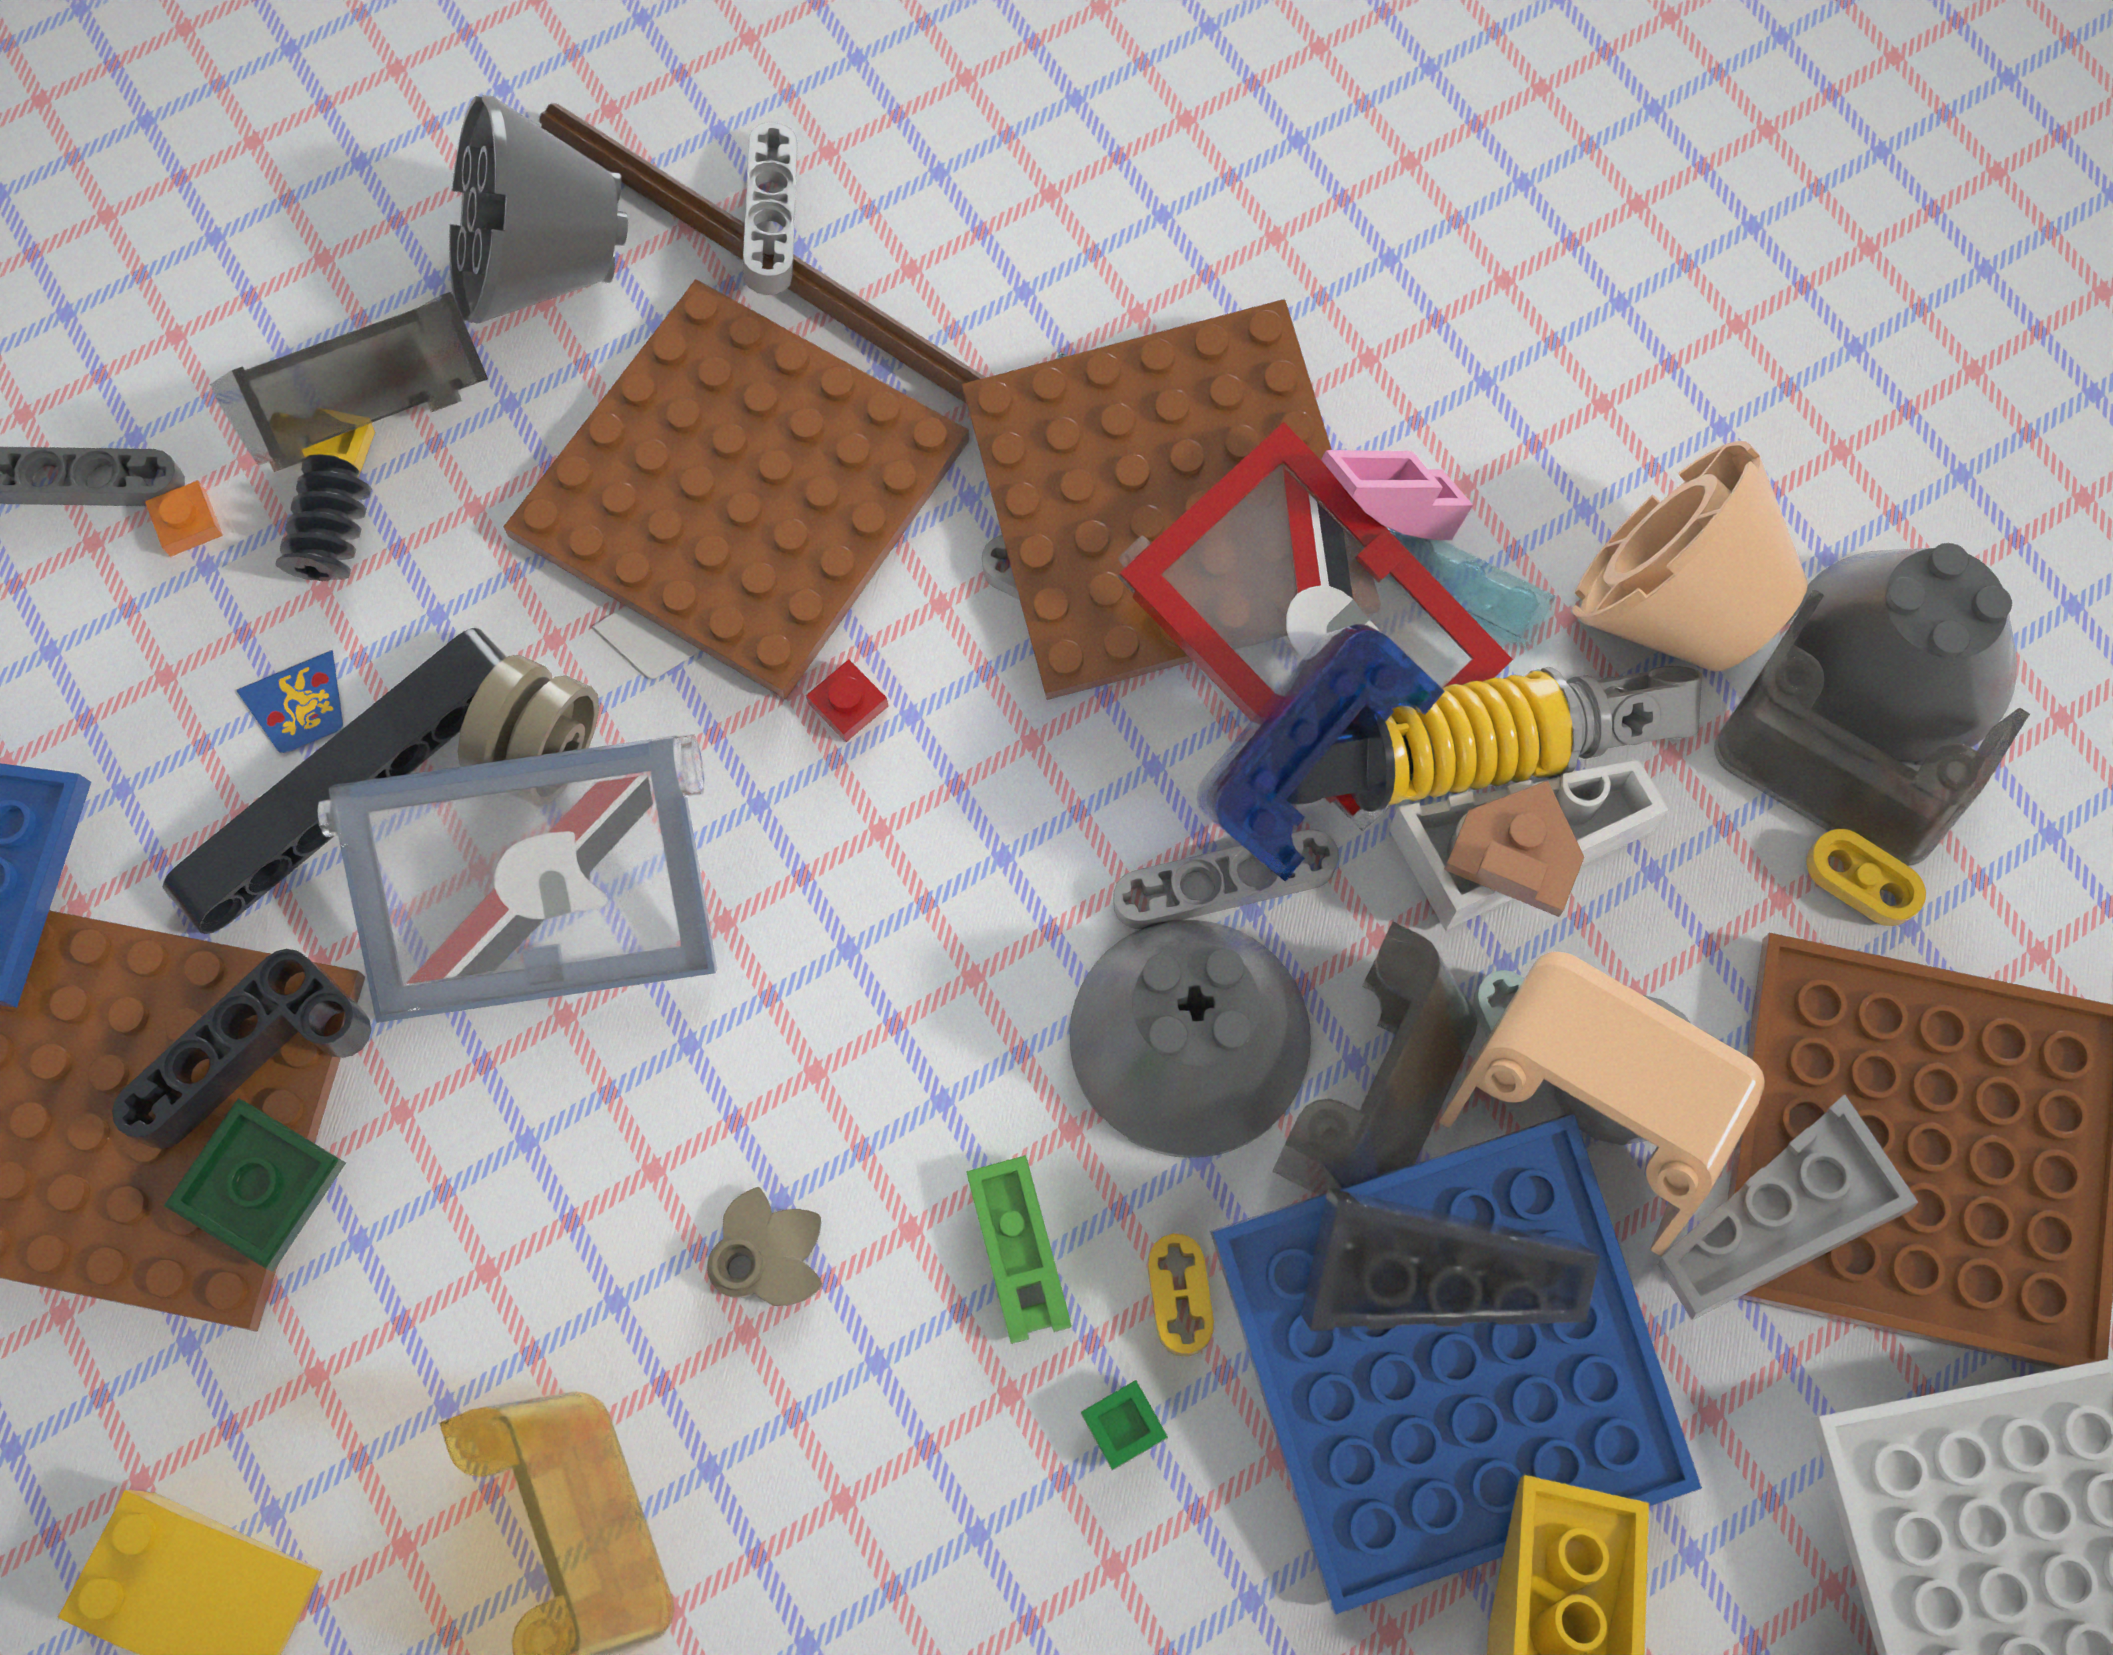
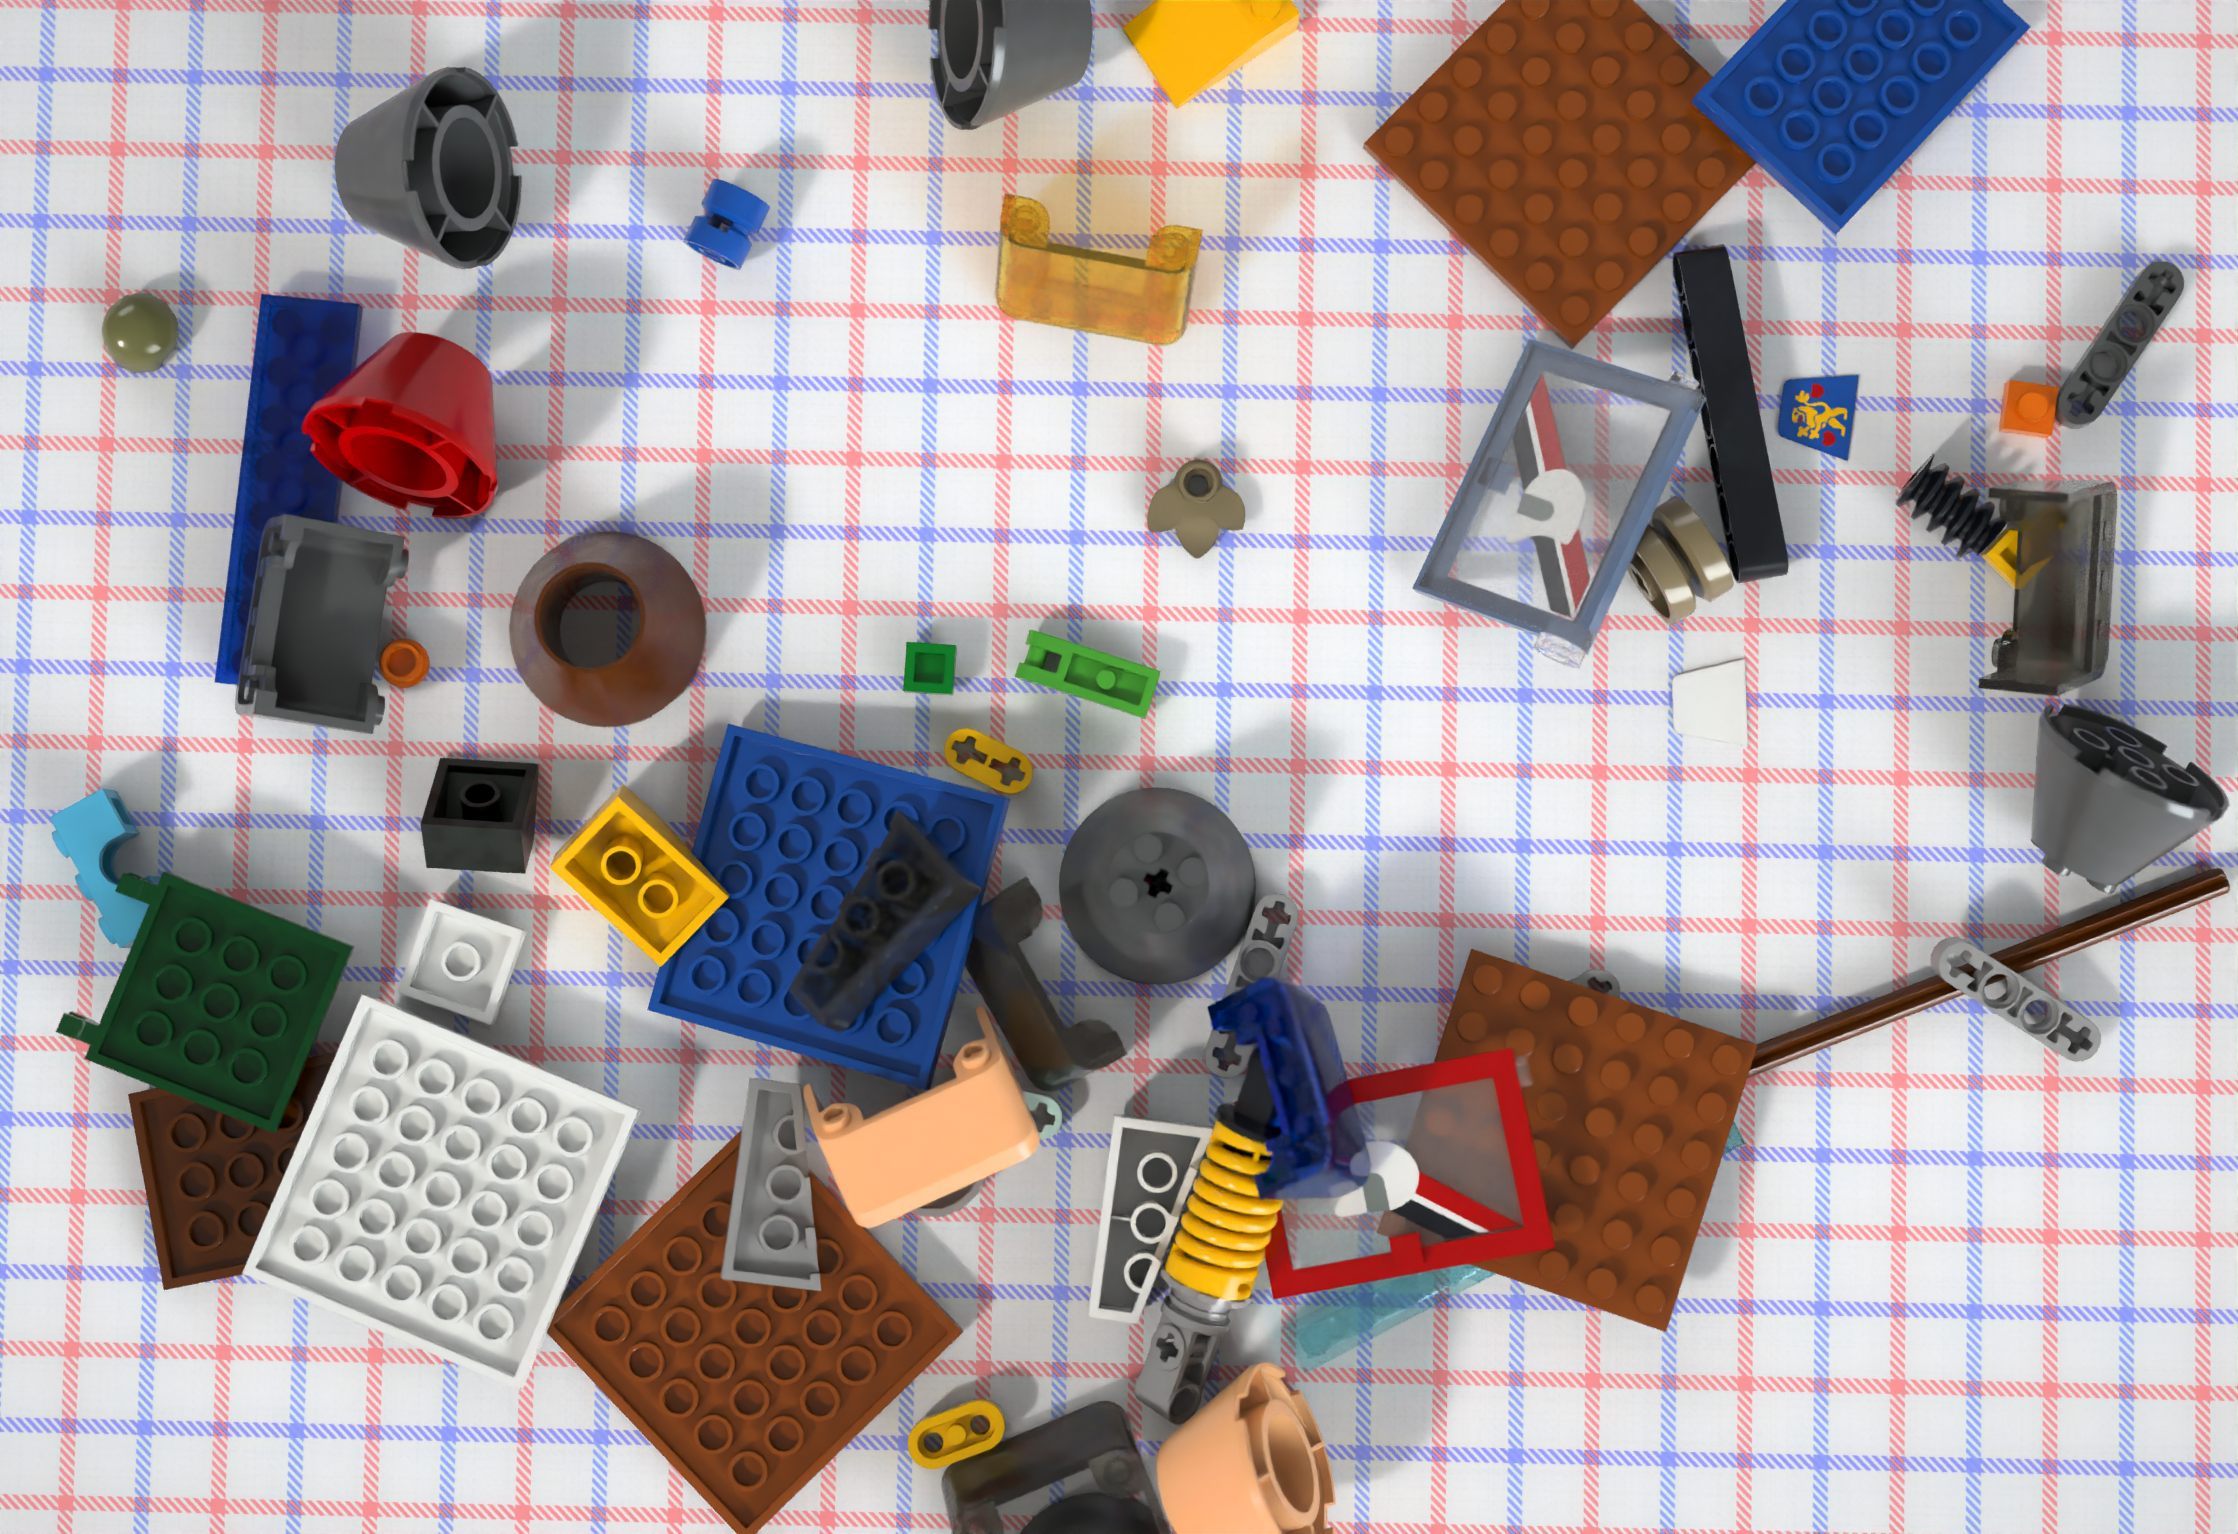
camera: 125 degrees right, 15 degrees up
(234, 1058) = (1554, 228): black beam -> none
(255, 1184) = (1455, 197): dark green plate -> none
(738, 486) = (1792, 834): dark orange plate -> none
(847, 700) = (1562, 805): red plate -> none
(1401, 491) = (1450, 1301): bright pink slope -> none
(1520, 849) = (1126, 1189): nougat plate -> none

